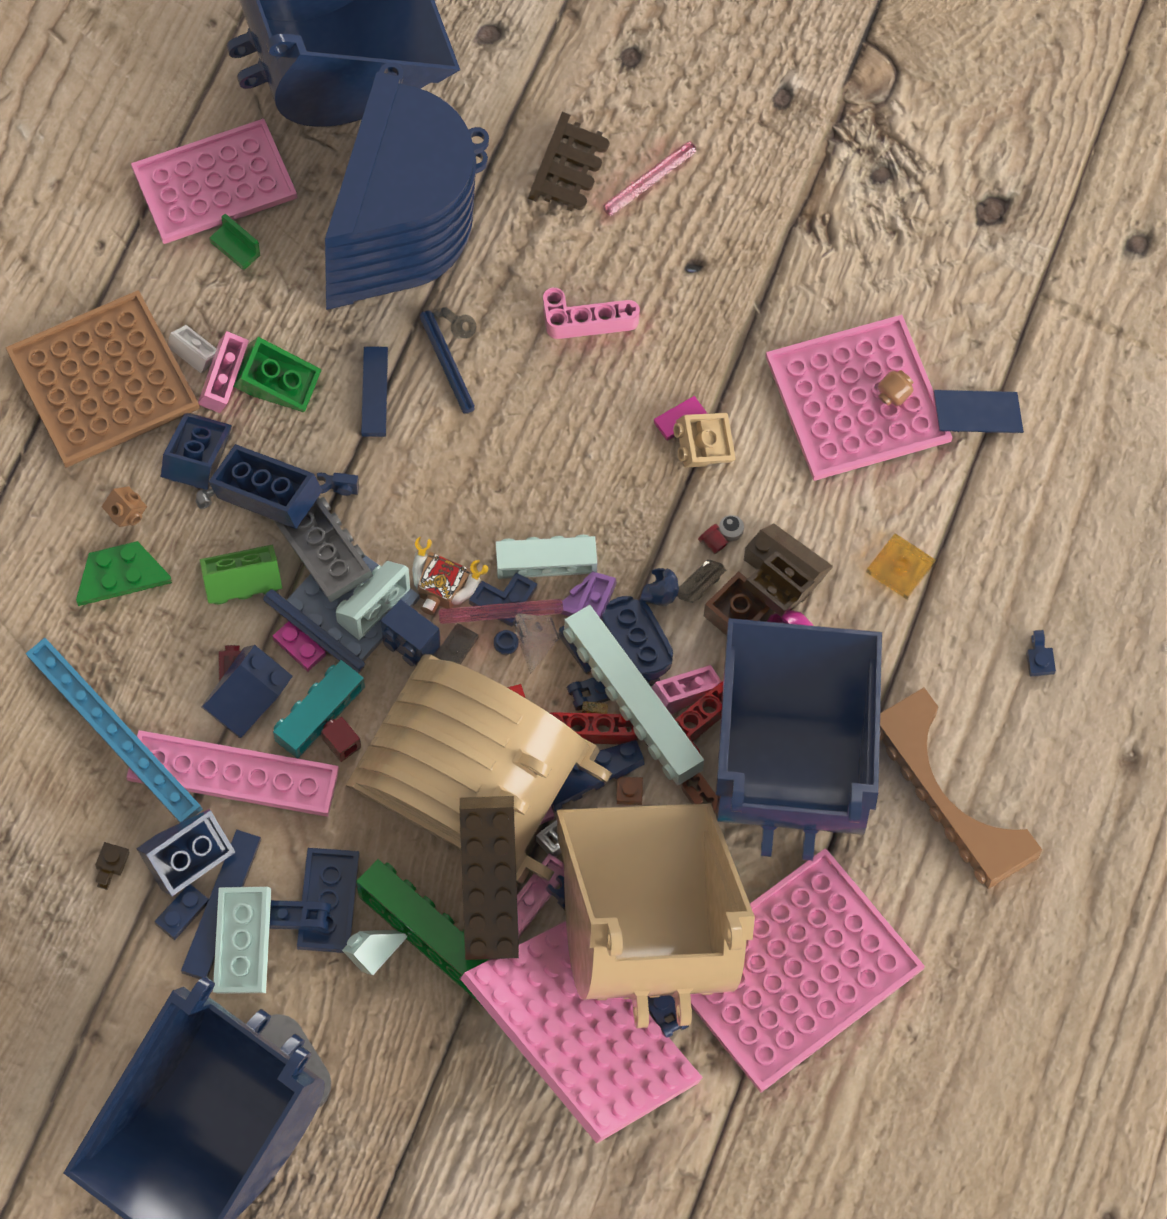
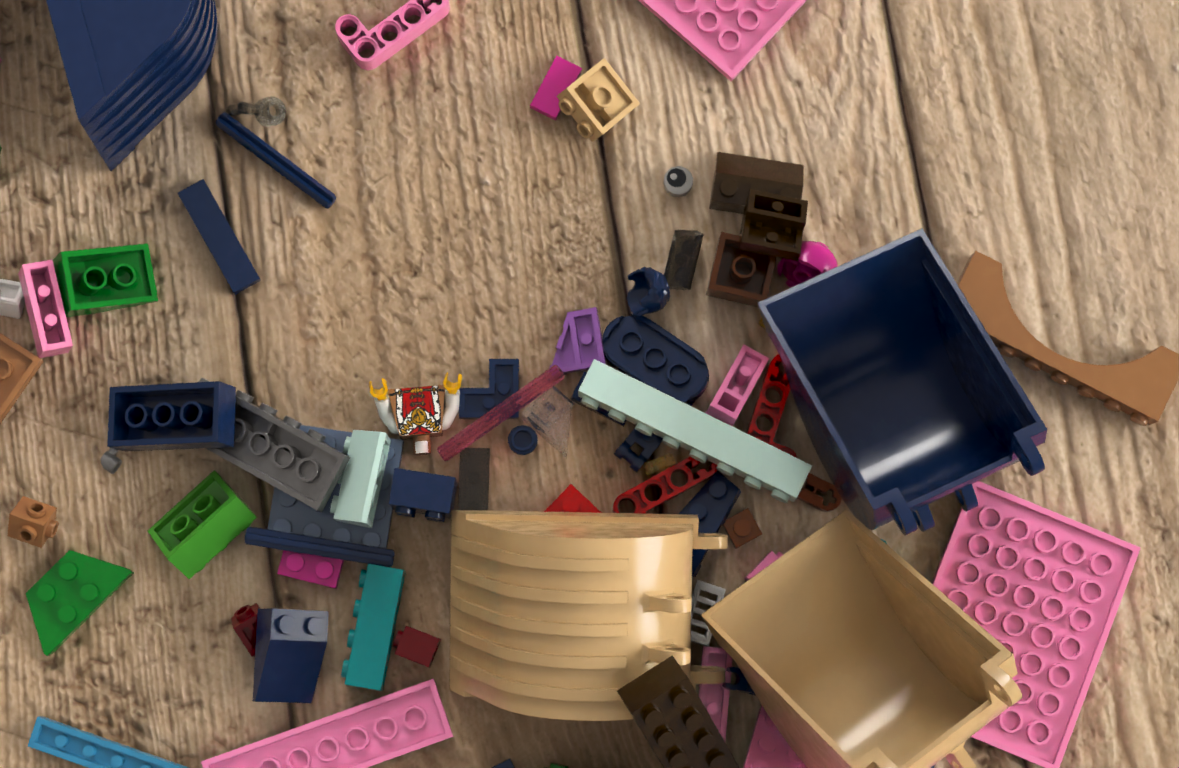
camera: 35 degrees left, 15 degrees up
(195, 450) = (69, 413): dark blue slope -> none
(341, 483) = (250, 362): dark blue plate -> none
(546, 556) = (509, 323): light aqua brick -> none
(713, 539) = (669, 205): dark red piece -> none
(900, 566) = (871, 126): clear yellow plate -> none
(1039, 658) = (1066, 150): dark blue plate -> none

